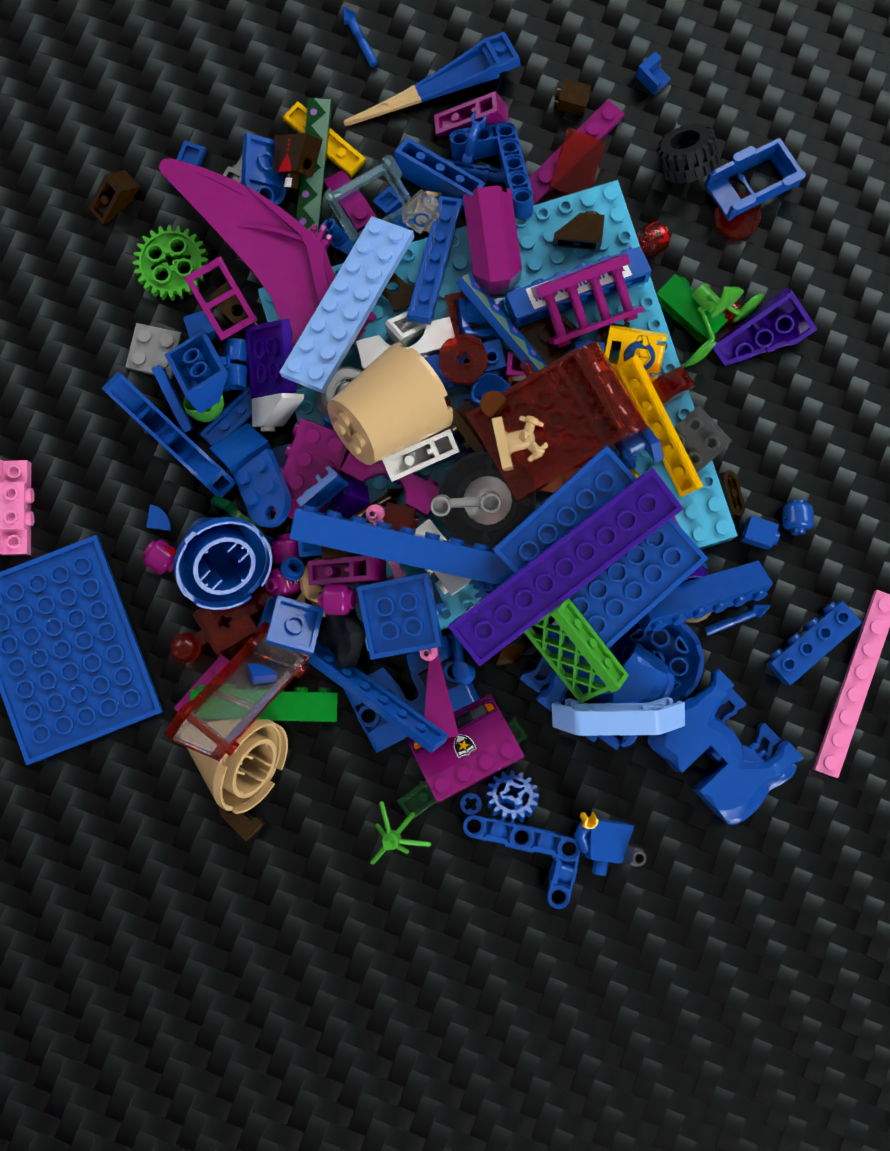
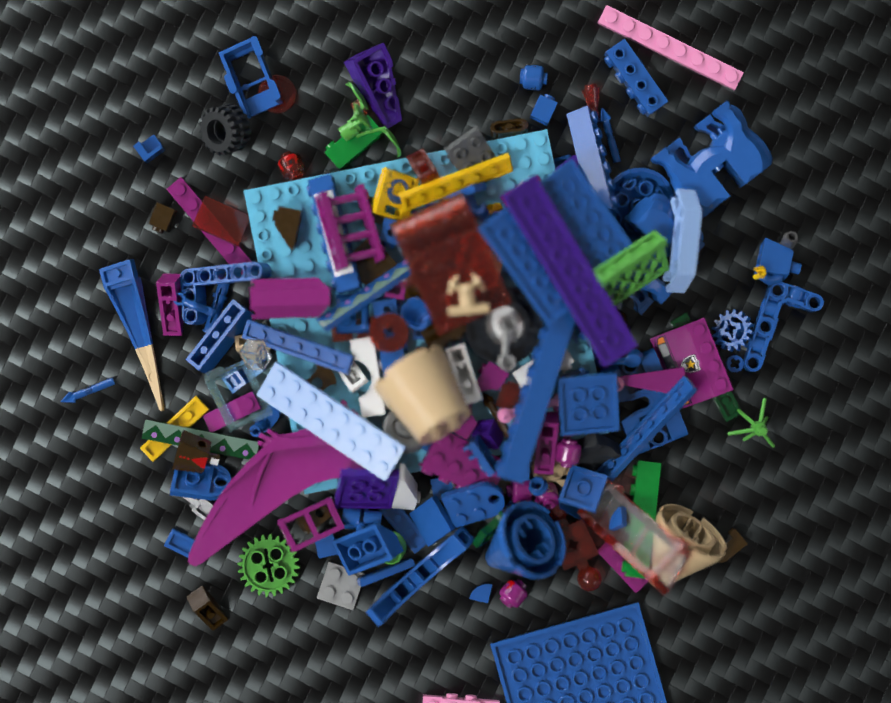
camera: 85 degrees left, 5 degrees up
(493, 404) = (436, 313): reddish brown brick -> none
(783, 591) = (591, 95): none -> clear red cone

